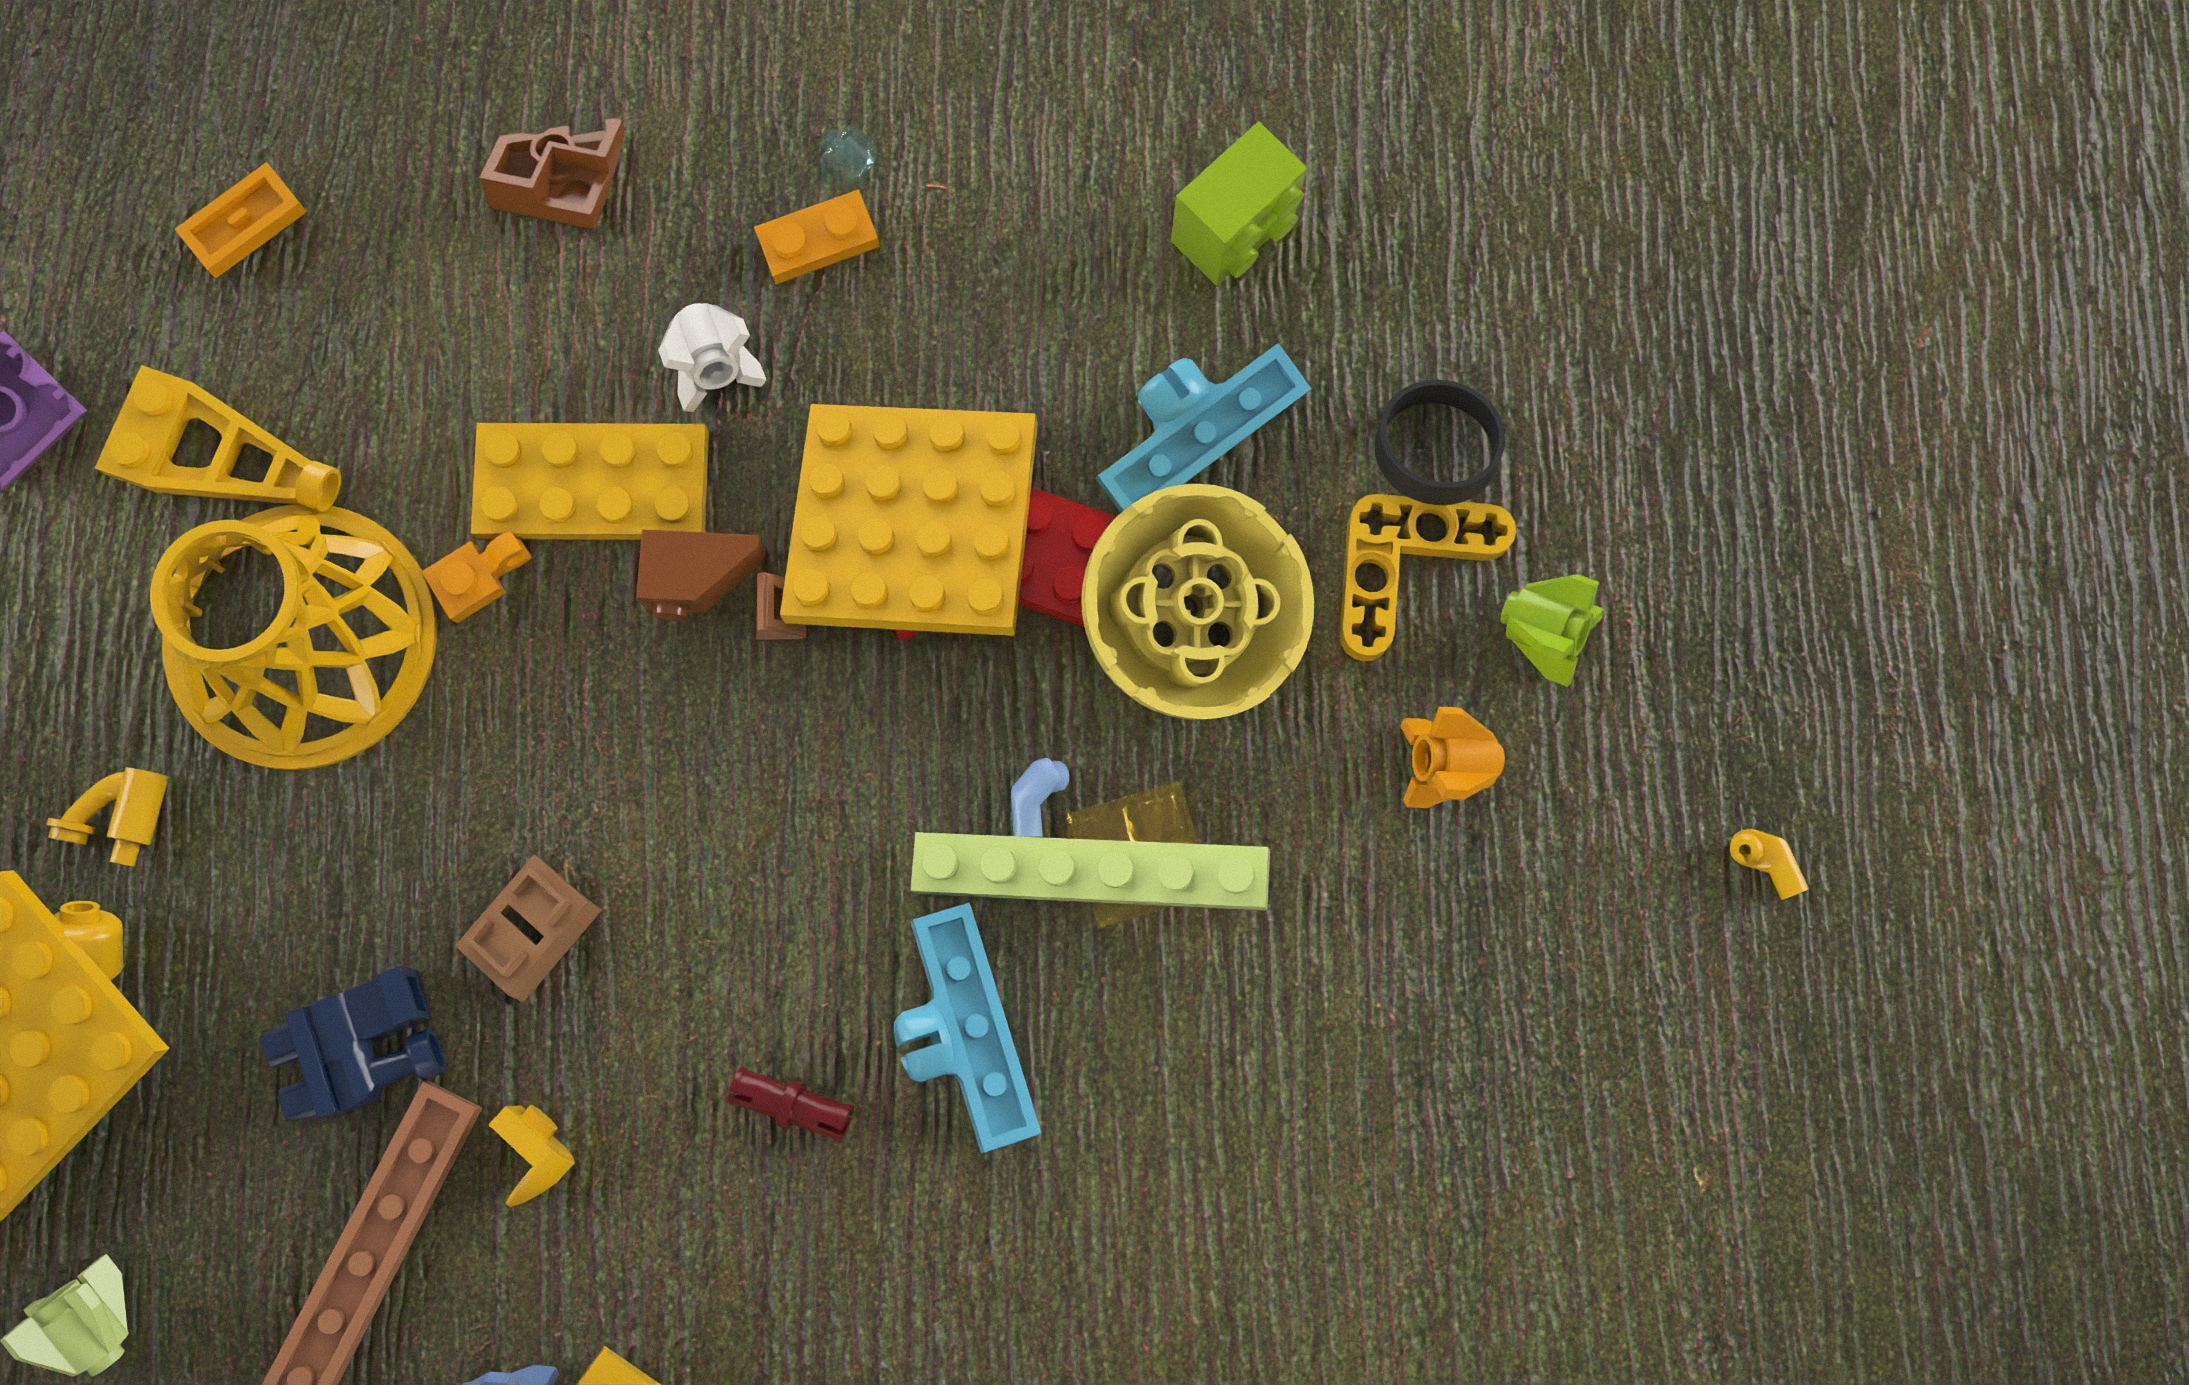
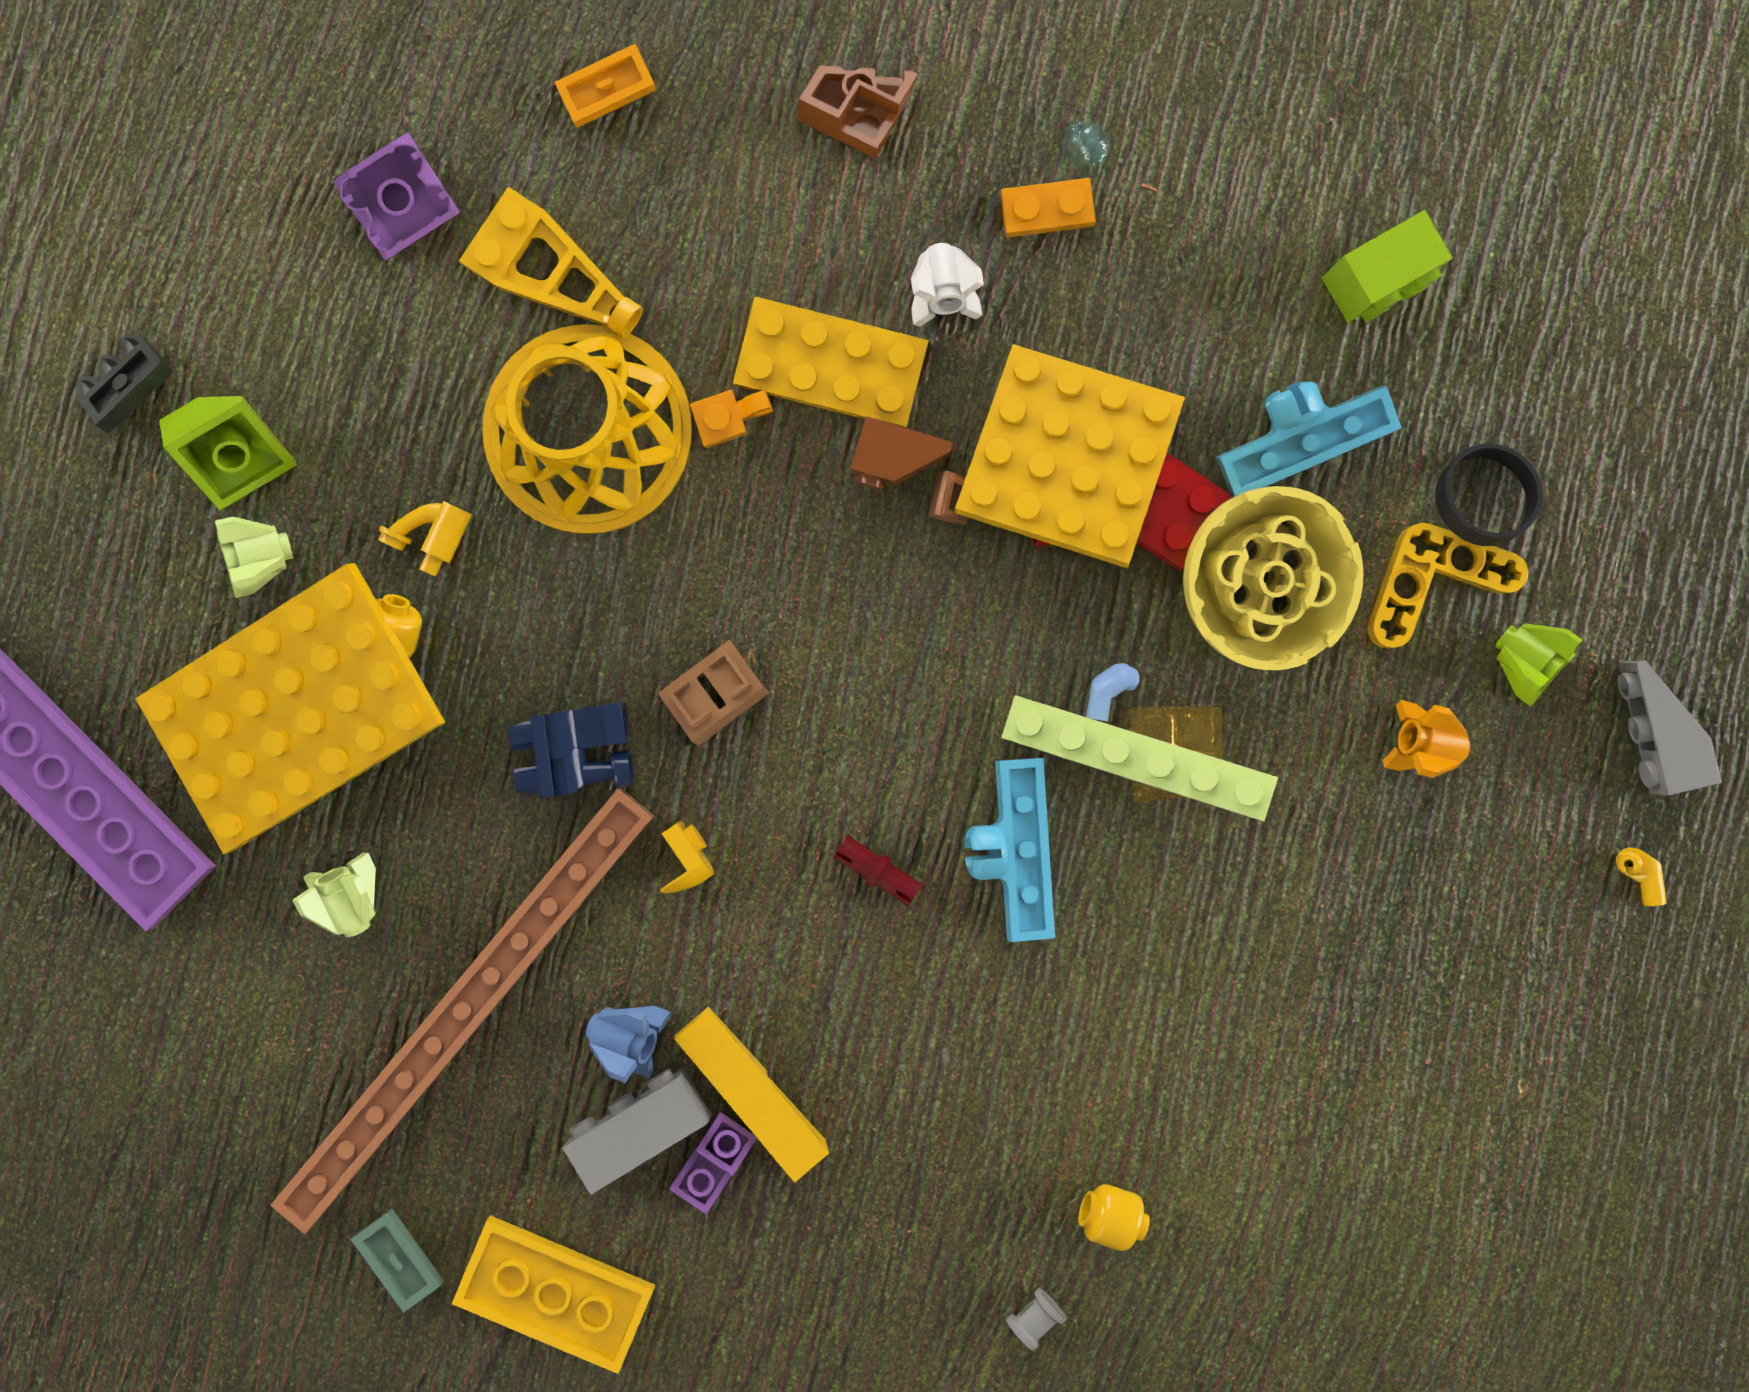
camera: 15 degrees right, 10 degrees up
(1749, 682) = (1671, 743): none -> light grey slope

